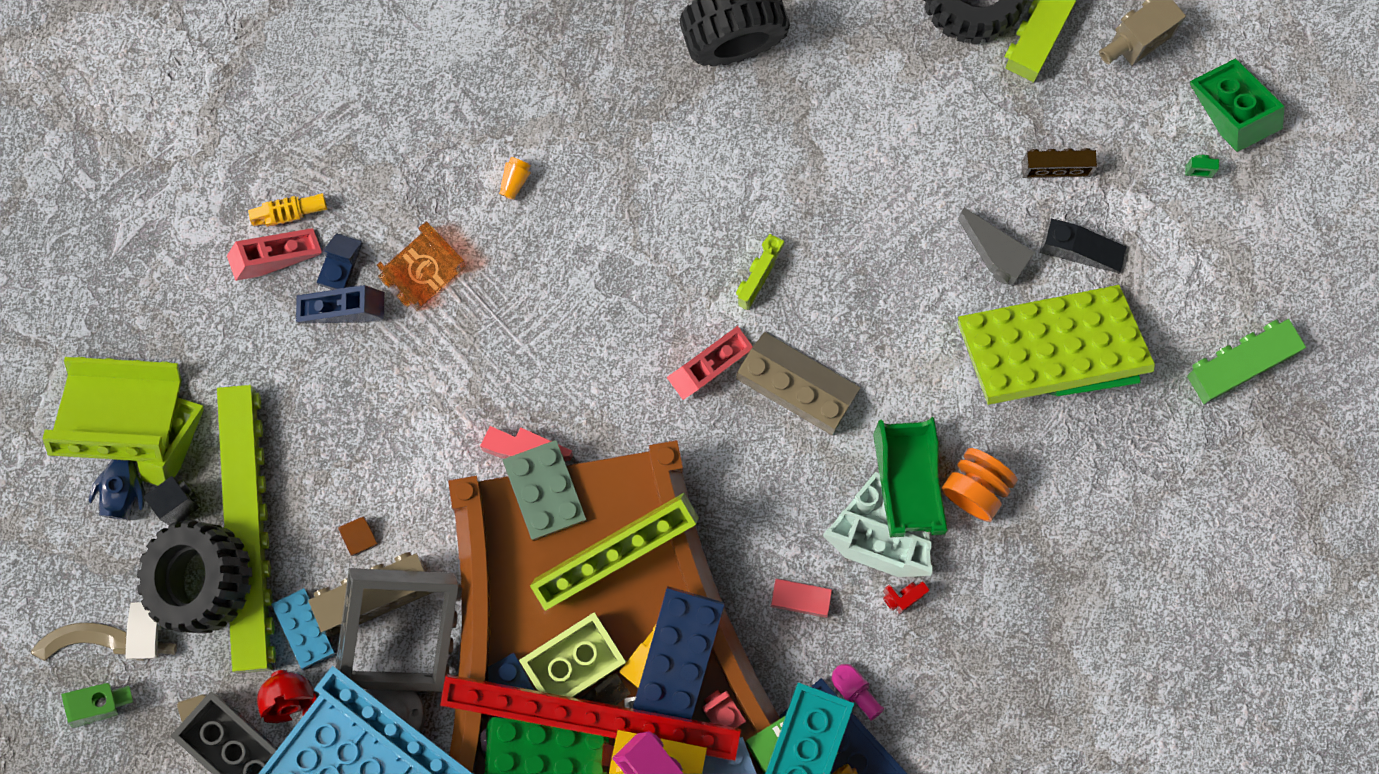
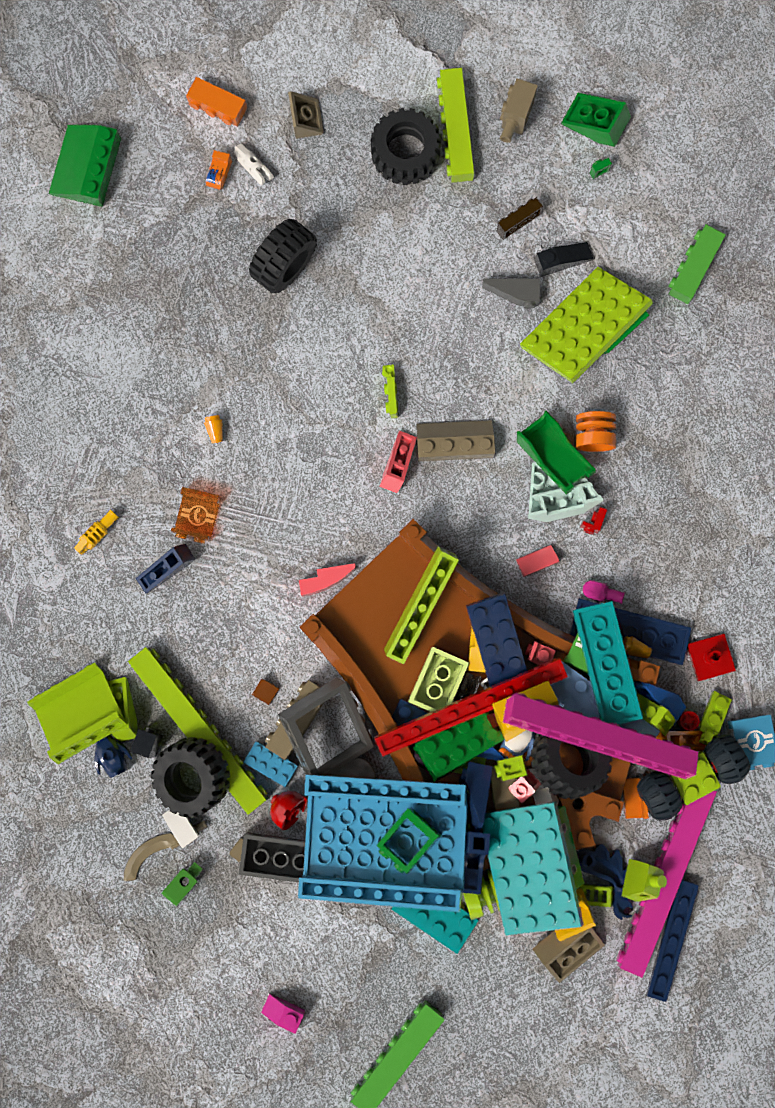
camera: 25 degrees left, 5 degrees up
(271, 253) = (105, 563): coral slope -> none
(339, 262) = (147, 543): dark blue slope -> none
(544, 490) = (355, 596): sand green plate -> none

